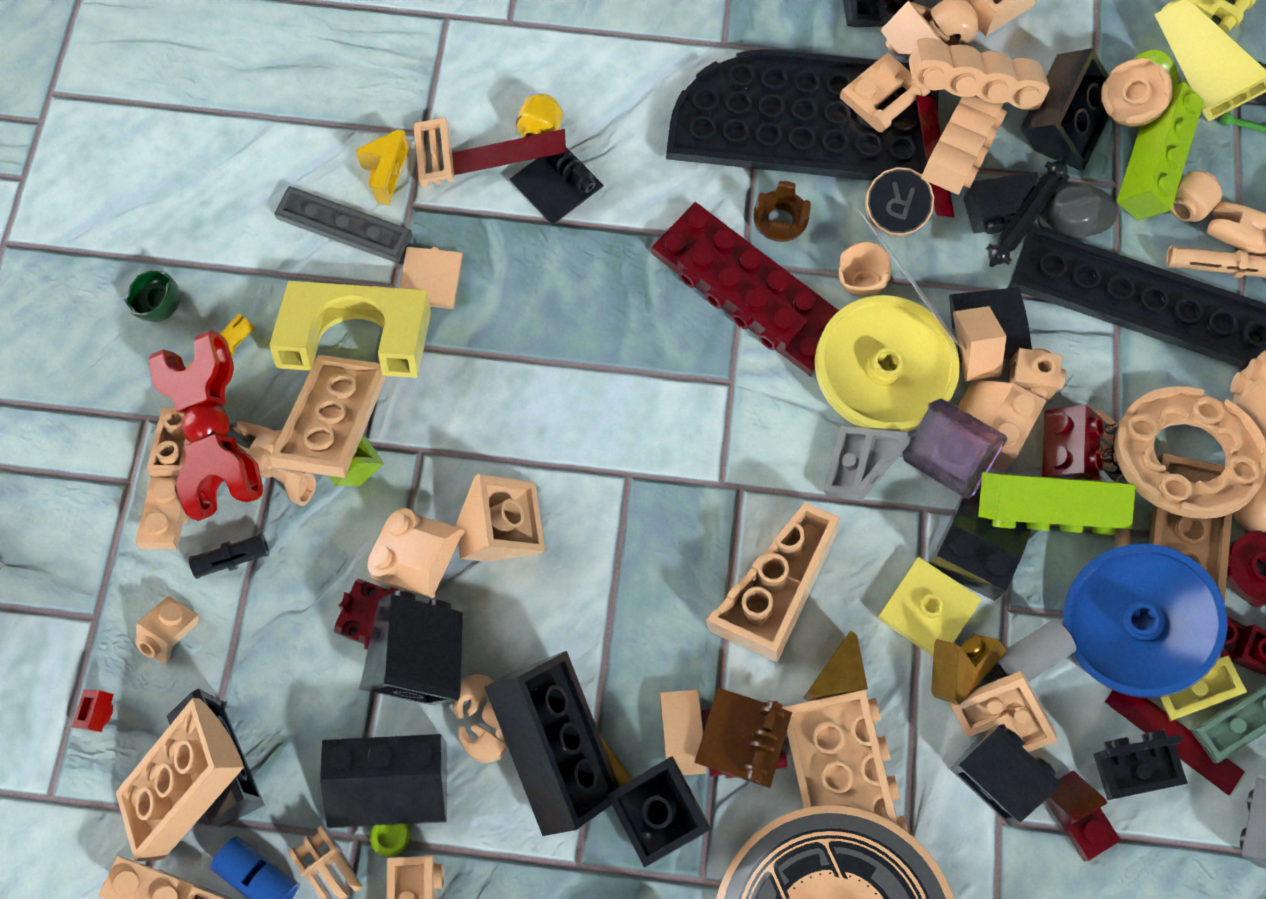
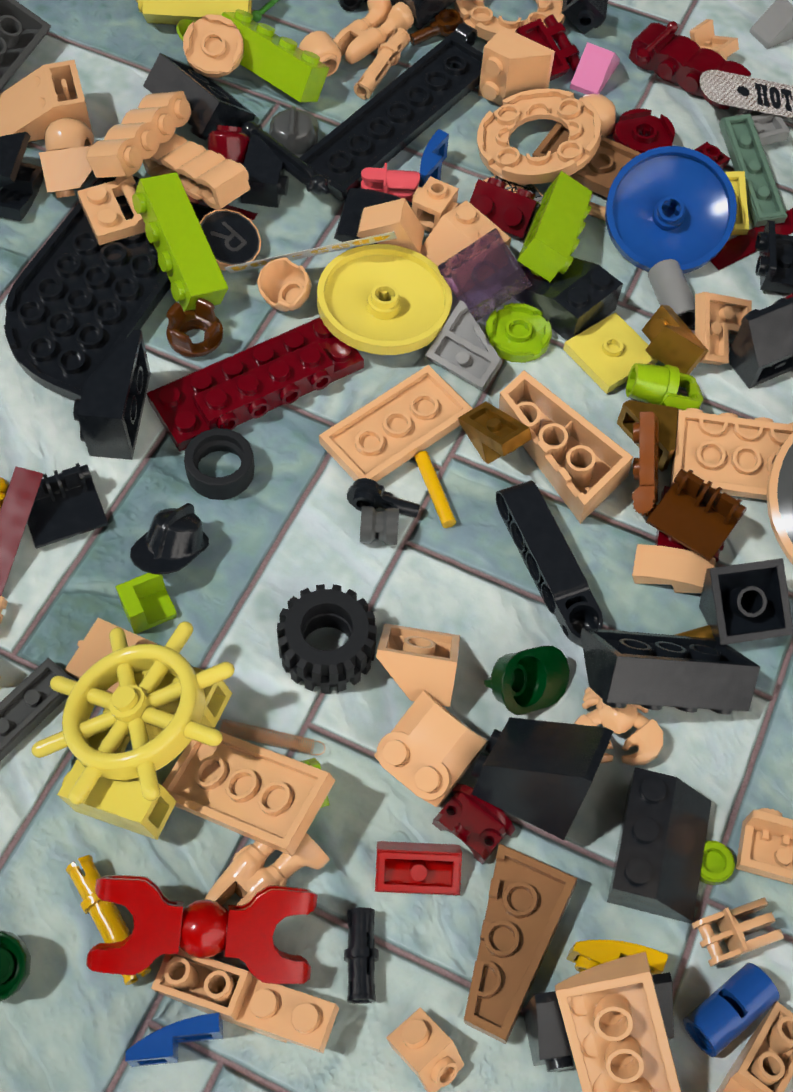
camera: 75 degrees left, 10 degrees down
(126, 438) = (162, 1045): none -> blue slope
(272, 751) = (596, 952): none -> yellow slope
(285, 677) = (514, 938): none -> medium nougat wing
(317, 578) = (418, 868): none -> red slope
(362, 304) = (154, 734): none -> light yellow piece
(395, 421) = (278, 743): none -> light nougat piece
(484, 281) = (146, 602): none -> lime panel
(488, 408) = (321, 610): none -> black tyre
(509, 622) = (529, 679): none -> dark green piece
(542, 277) = (170, 542): none -> black piece
(627, 443) = (379, 525): none -> dark grey wheel
(643, 264) = (219, 440): none -> black tyre
(646, 608) = (549, 559): none -> black piece
(657, 424) = (369, 493): none -> black plate
(668, 177) = (115, 401): none -> black slope
(692, 483) = (435, 489): none -> yellow piece
(746, 425) = (395, 426): none -> light nougat plate
(769, 513) = (493, 431): none -> pearl gold slope
(784, 671) = (646, 466): none -> dark orange hinge
(864, 158) = (179, 240): none -> lime brick
(895, 661) = (660, 386): none -> lime piece
(914, 508) = (518, 332): none -> lime tile
(1013, 156) = (229, 142): none -> dark red head
(1046, 323) = (393, 182): none -> coral arm
(1087, 354) = (433, 157): none -> blue slope

